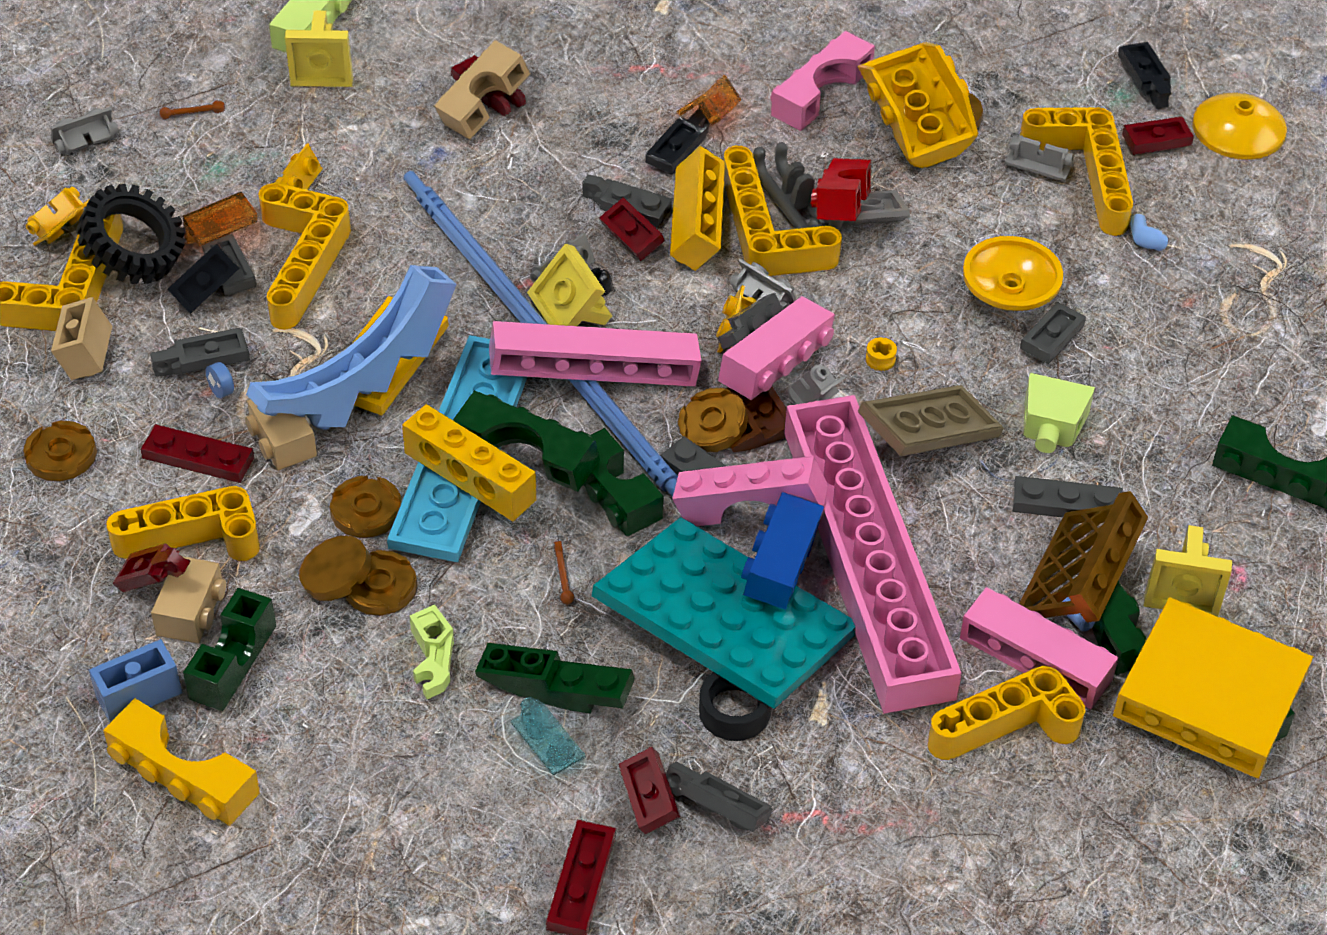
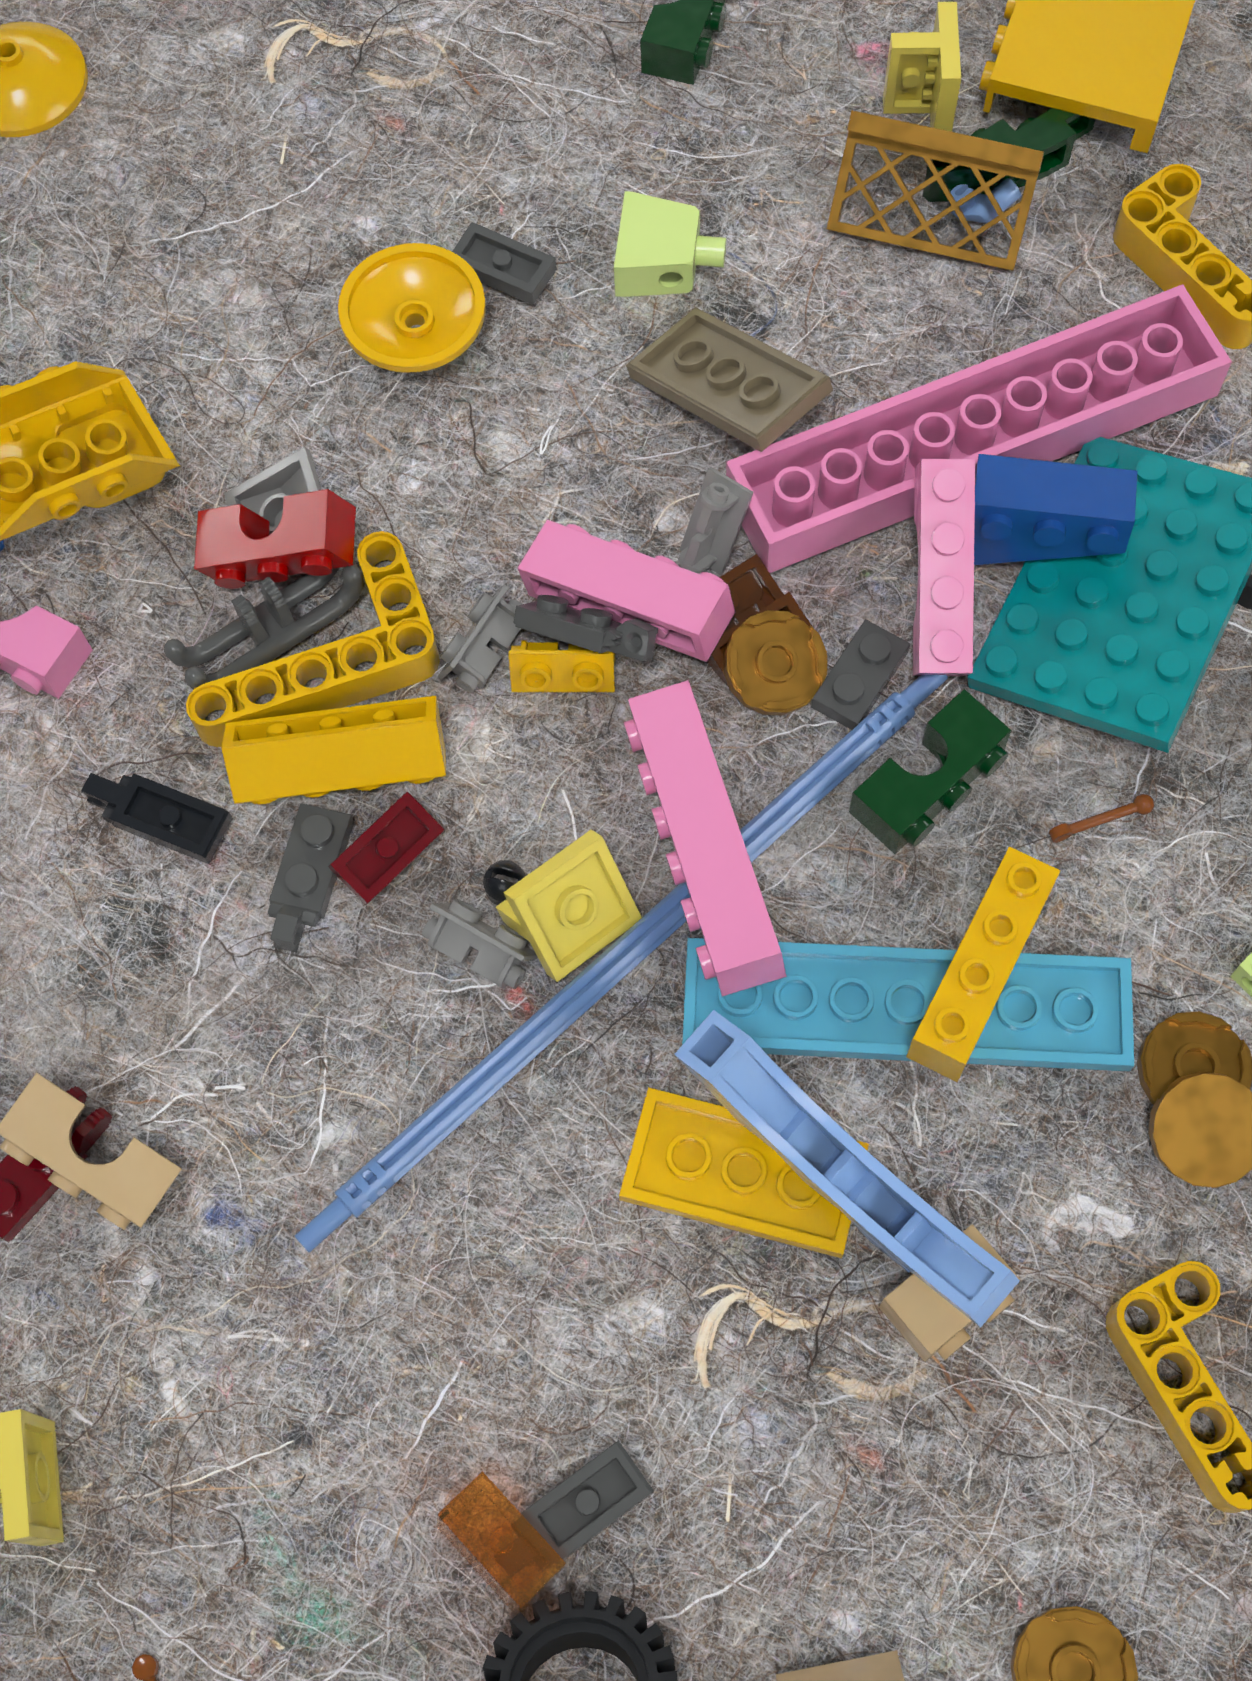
camera: 95 degrees left, 20 degrees up
(197, 453) = (1020, 1428): dark red plate -> none
(201, 351) = (806, 1482): dark grey hinge -> none
(204, 278) = (642, 1534): black panel -> none
(219, 379) = (865, 1431): medium blue tile -> none
(301, 170) = (363, 1450): yellow hinge -> none
(324, 230) = (524, 1366): yellow beam -> none
(365, 506) = (1056, 1126): pearl gold tile -> none
(566, 455) = (901, 950): dark green arch -> none
(714, 100) = (61, 779): clear orange panel -> none
(881, 354) = (584, 456): yellow bush -> none
(1031, 641) = (1071, 233): bright pink brick -> none
(1051, 162) = (136, 308): light grey hinge -> none
(1057, 497) = (802, 230): dark grey plate -> none
(1096, 134) = (136, 226): yellow beam -> none
(1147, 236) = (279, 172): light blue arm -> none
(1157, 135) = (63, 166): dark red plate -> none

